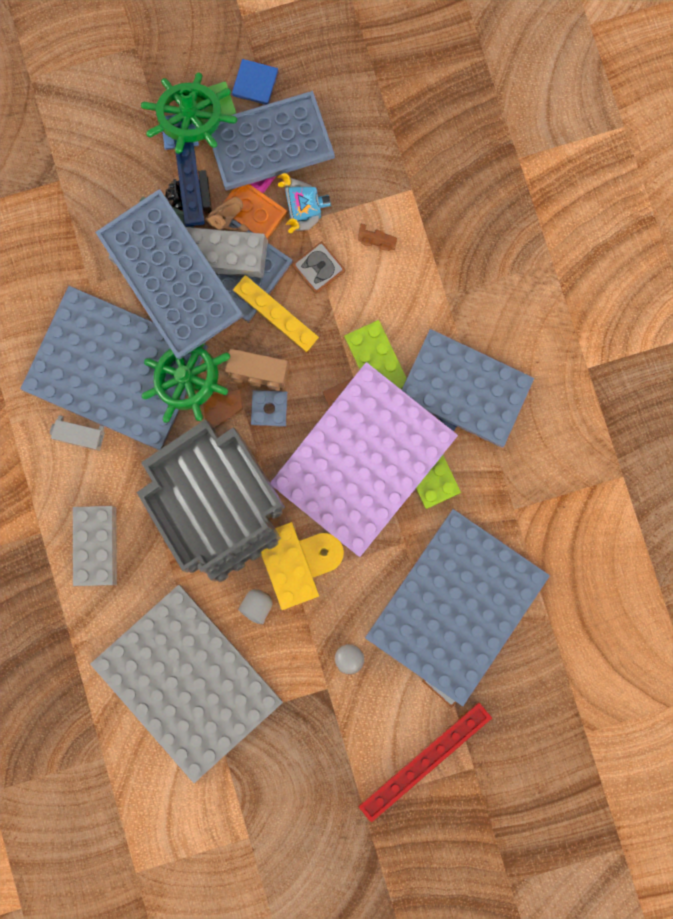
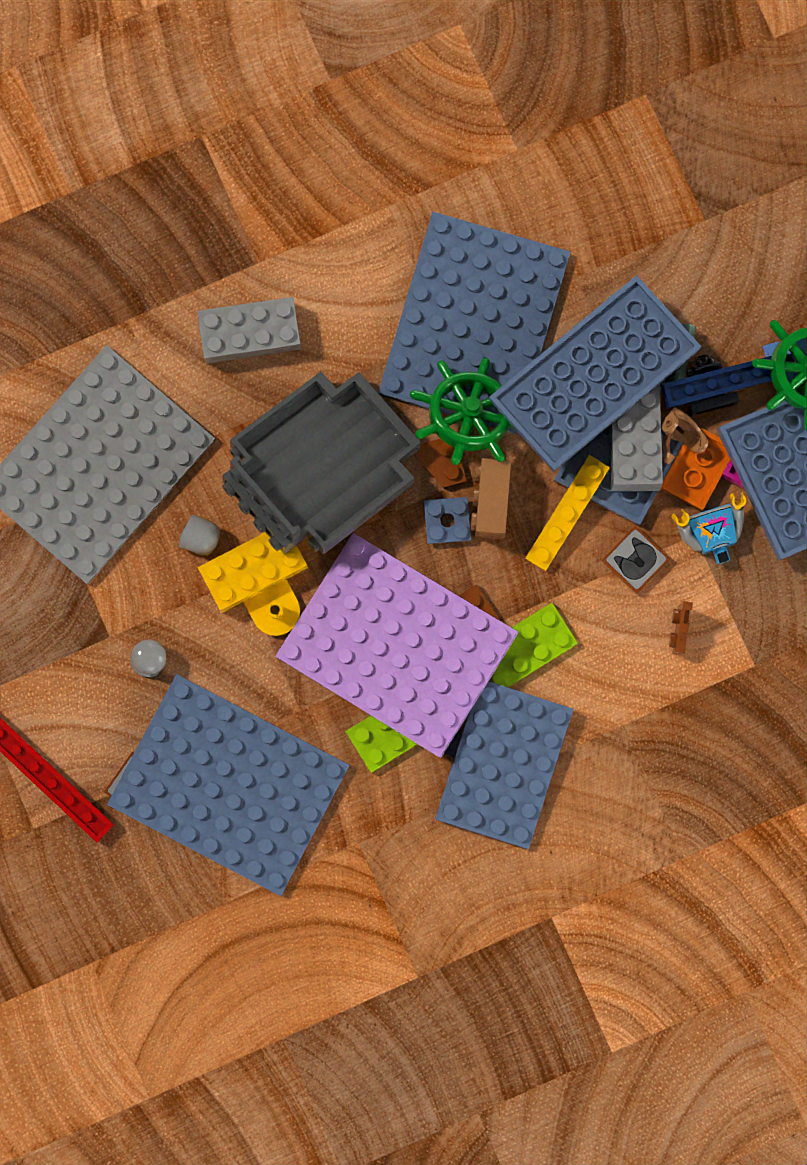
camera: 80 degrees right, 0 degrees up
(77, 434) = (384, 289): light grey brick -> none

